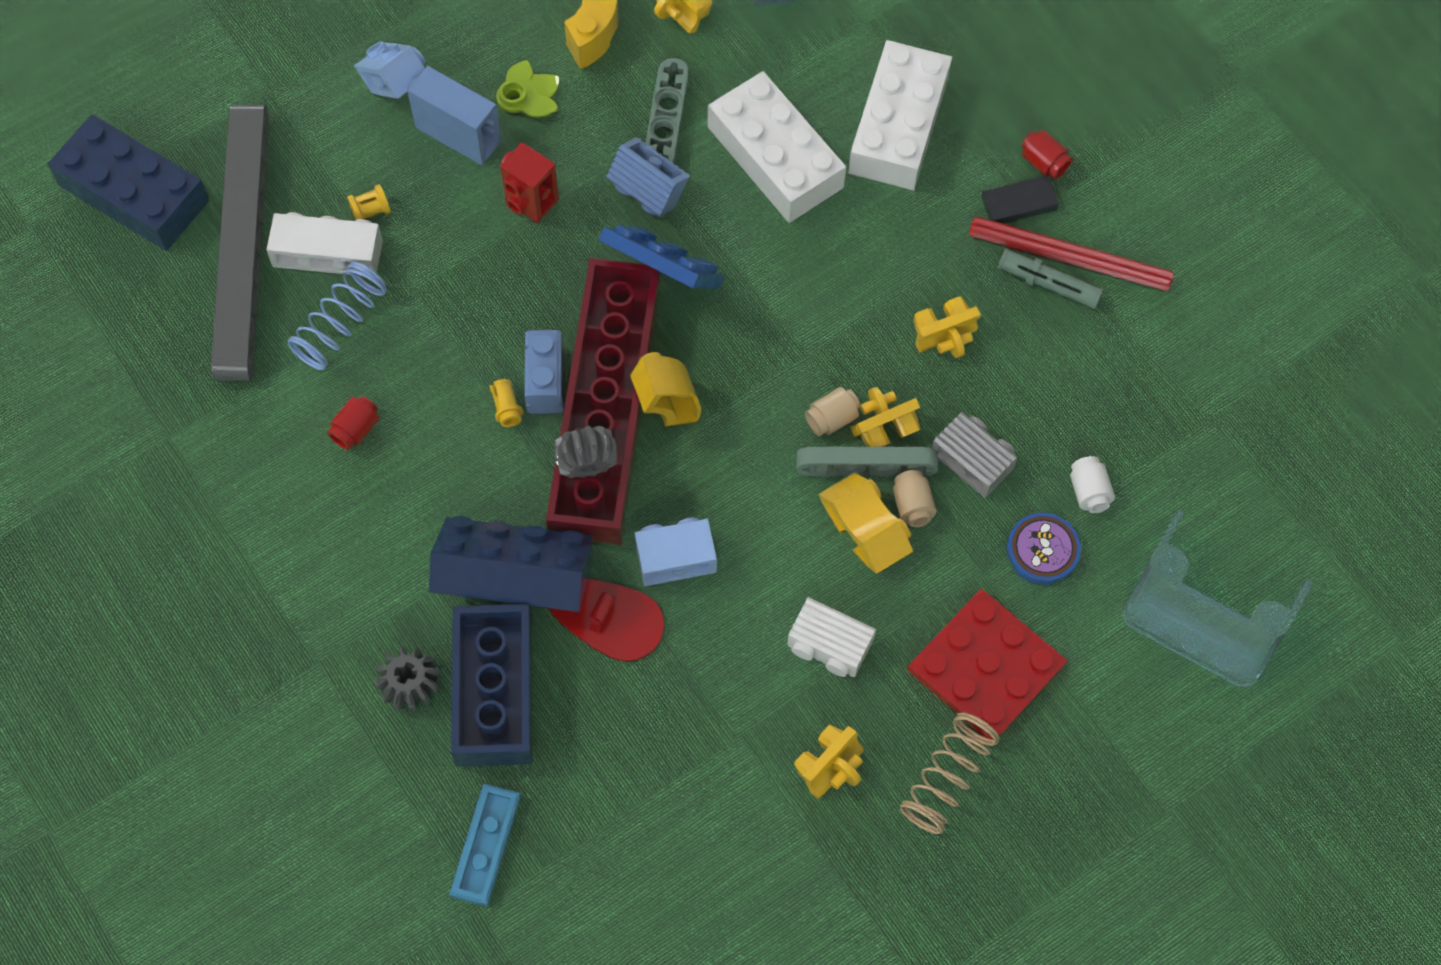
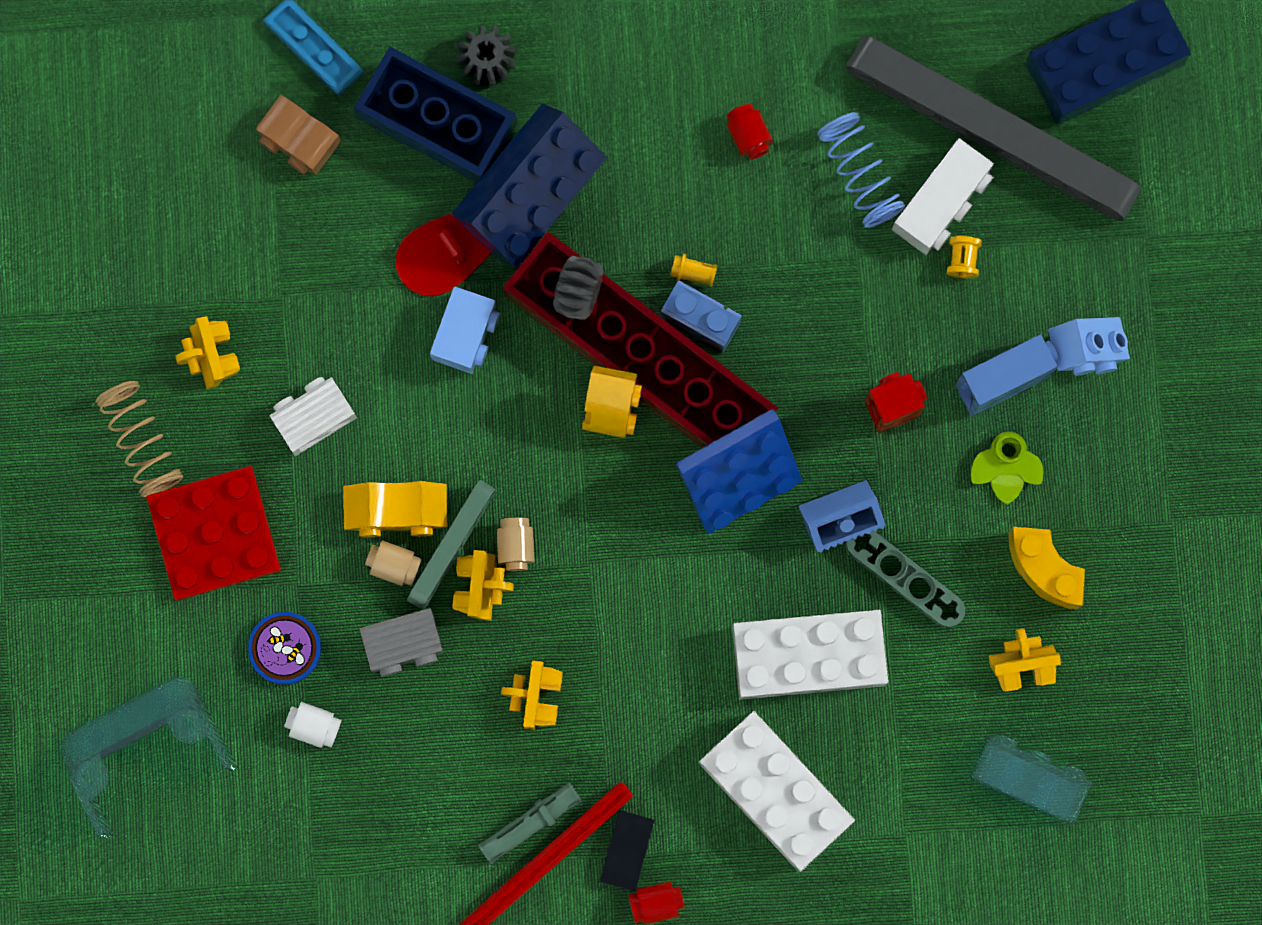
camera: 120 degrees right, 15 degrees up
(582, 802) = (297, 135): none -> medium nougat brick

